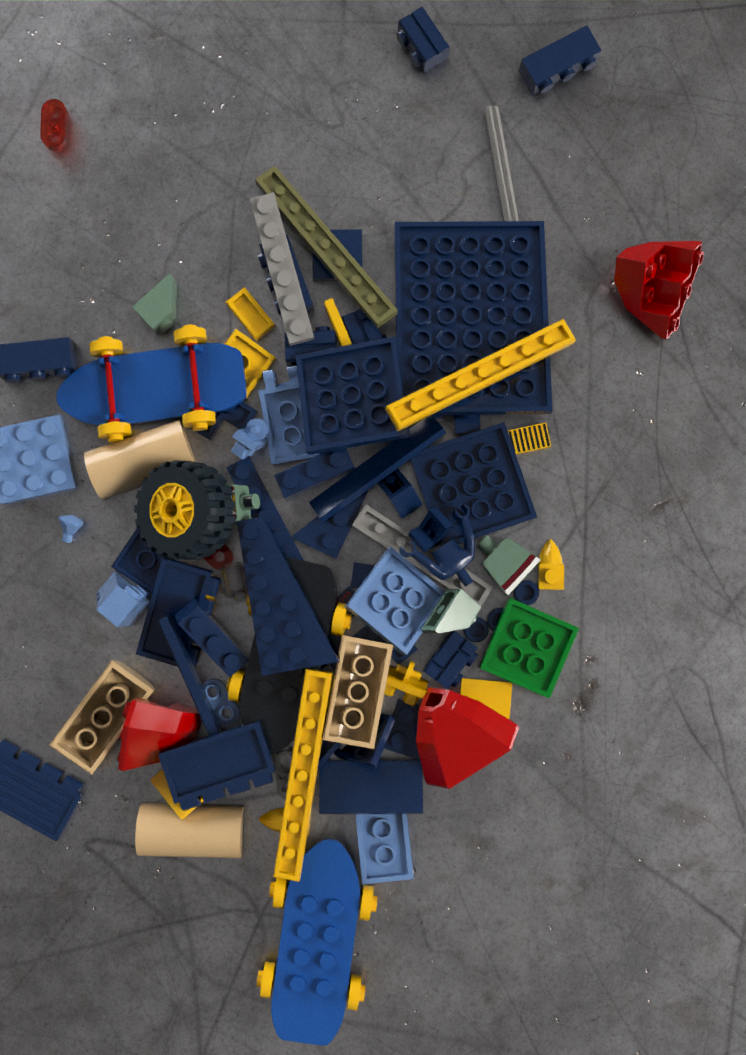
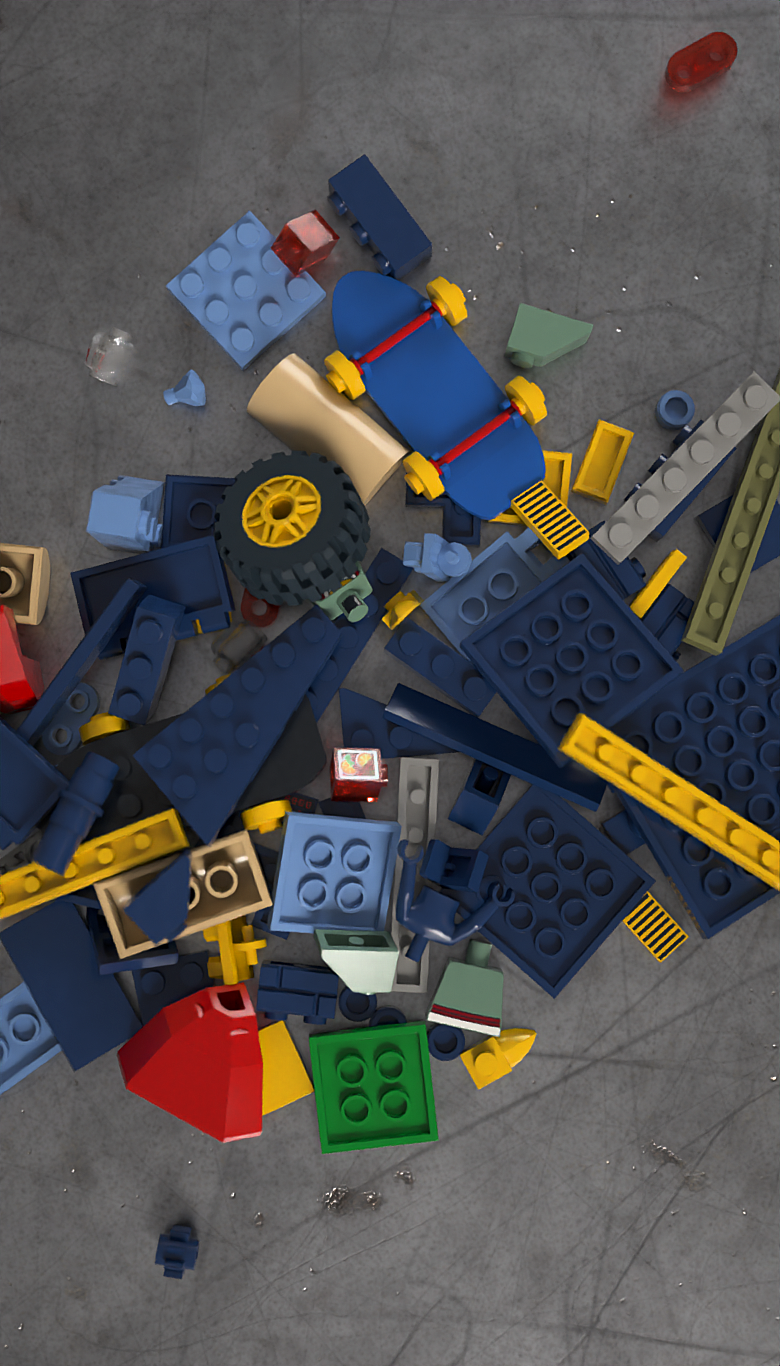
camera: 60 degrees right, 0 degrees up
(24, 409) = (305, 242): none -> clear red brick
(24, 558) = (111, 356): none -> clear head
(245, 256) = (674, 410): none -> medium blue tile
(266, 362) = (550, 519): none -> yellow tile
(266, 475) = (400, 607): none -> yellow plate
(275, 726) = (75, 813): none -> dark blue piece
(347, 555) = (357, 774): none -> clear red brick
(355, 704) = (164, 901): none -> dark blue slope
(558, 812) = (177, 1252): none -> dark blue gear

